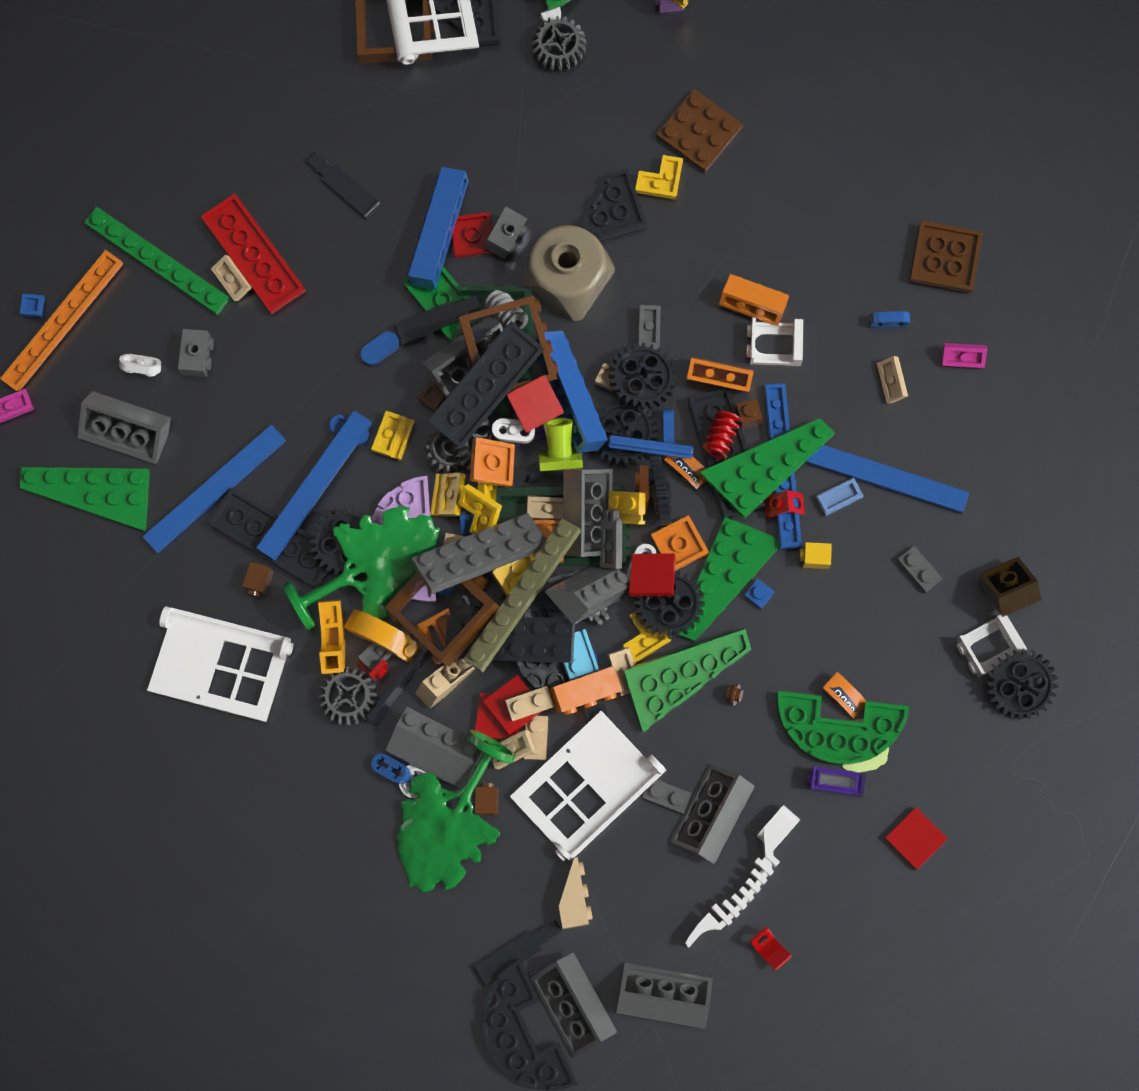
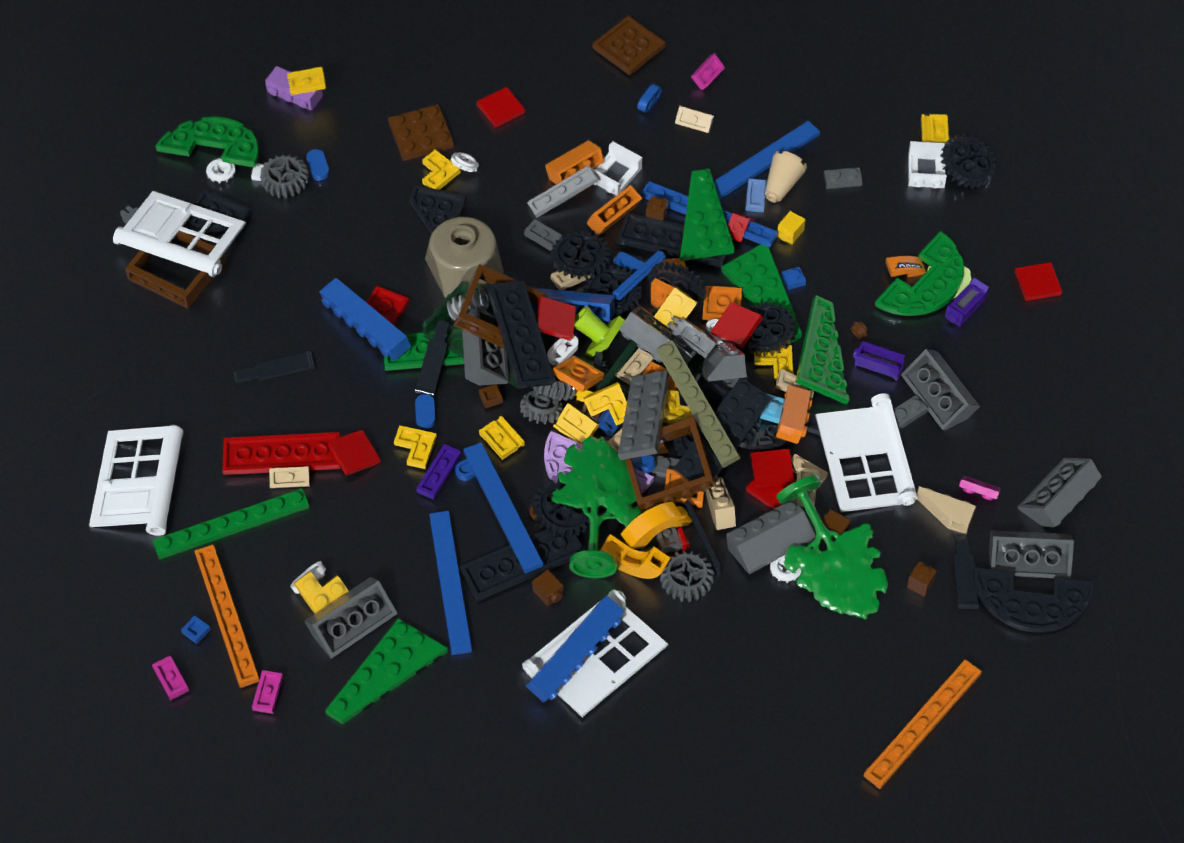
camera: 60 degrees left, 20 degrees down
(125, 386) = (319, 596): none -> yellow plate
(126, 163) = (134, 498): none -> white door
(194, 353) = (330, 534): dark grey brick -> none
(204, 644) = (575, 648): none -> blue brick
(291, 316) = (354, 452): none -> red tile
(321, 403) = (438, 471): none -> dark purple plate
(325, 1002) = (922, 724): none -> orange plate
(340, 369) = (419, 442): none -> yellow plate
(393, 764) = (768, 580): blue beam -> none
(478, 916) = (921, 578): none -> reddish brown brick
(505, 232) = (402, 281): dark grey brick -> none
(529, 703) = (779, 453): tan plate -> none
(595, 63) = (317, 165): none -> blue tile
(620, 915) = (987, 490): none -> dark pink plate
(691, 189) = (464, 162): none -> white gear
(708, 734) = (879, 360): none -> dark purple window
(712, 310) = (562, 191): none -> light grey tile
(719, 434) = (662, 228): red piece -> none
(770, 949) = (1067, 407): red bracket -> none
(771, 837) = (982, 363): white piece -> none
(782, 184) = (500, 107): none -> red tile
(872, 510) = (783, 174): none -> tan cone
(1010, 586) = (895, 128): dark brown brick -> none
(1044, 627) = (934, 128): none -> yellow plate

